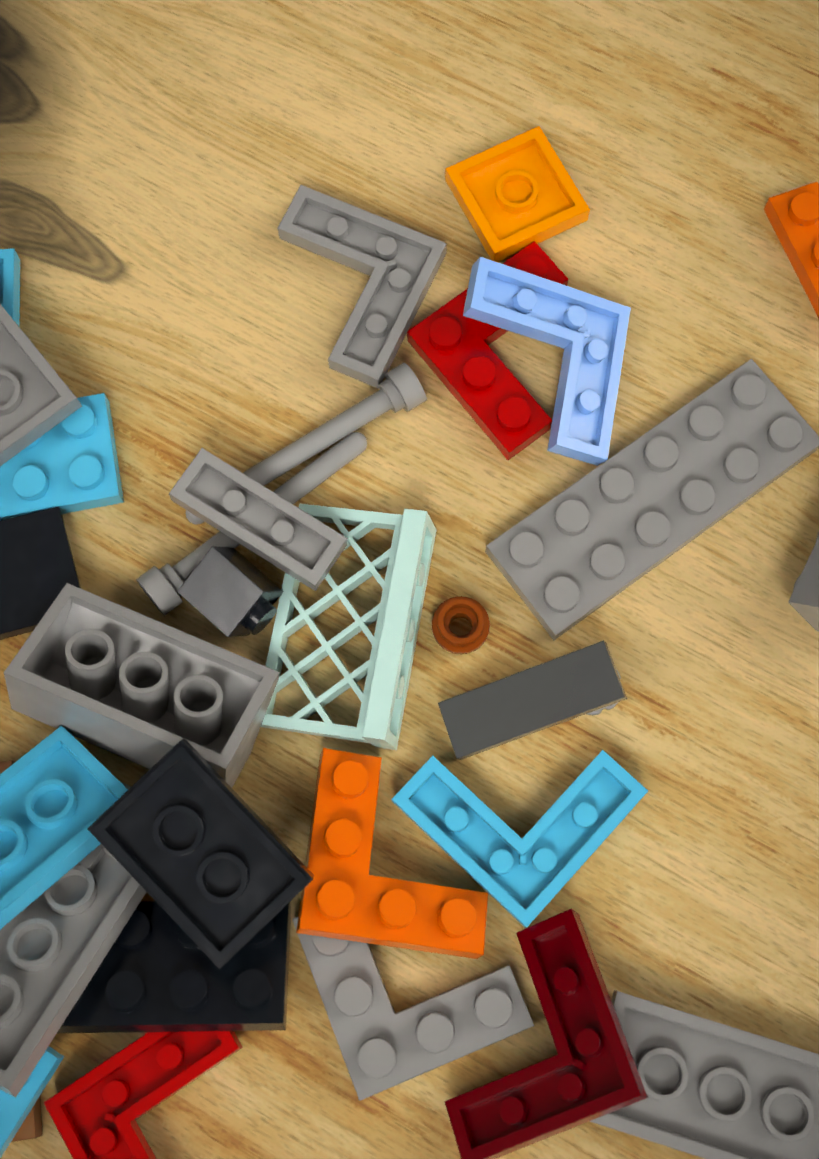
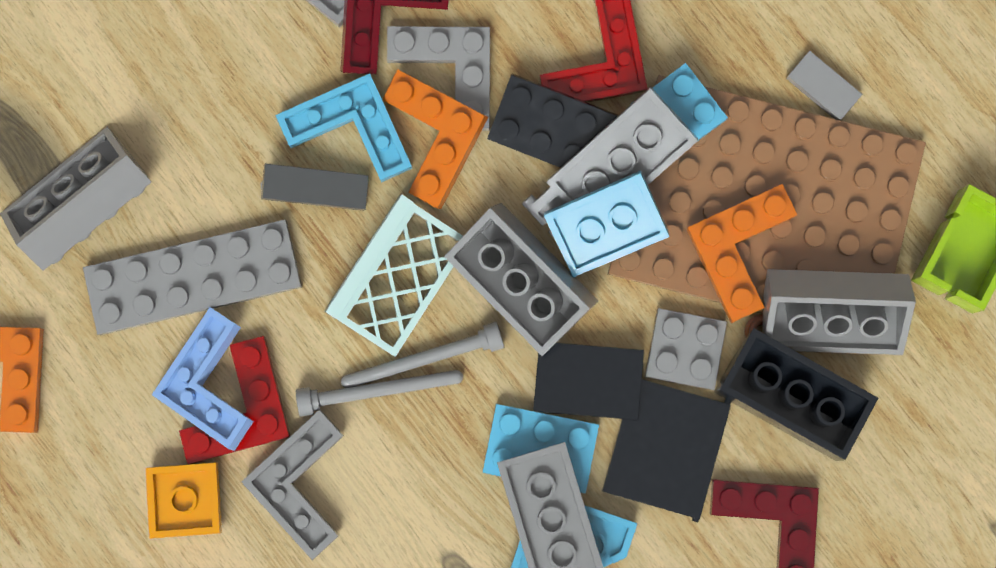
camera: 160 degrees left, 10 degrees up
(201, 853) = (519, 171): black tile -> none
(231, 592) = (452, 314): brick -> none
(258, 519) = (421, 349): light grey plate -> none
(460, 608) = (332, 237): dark orange plate -> none

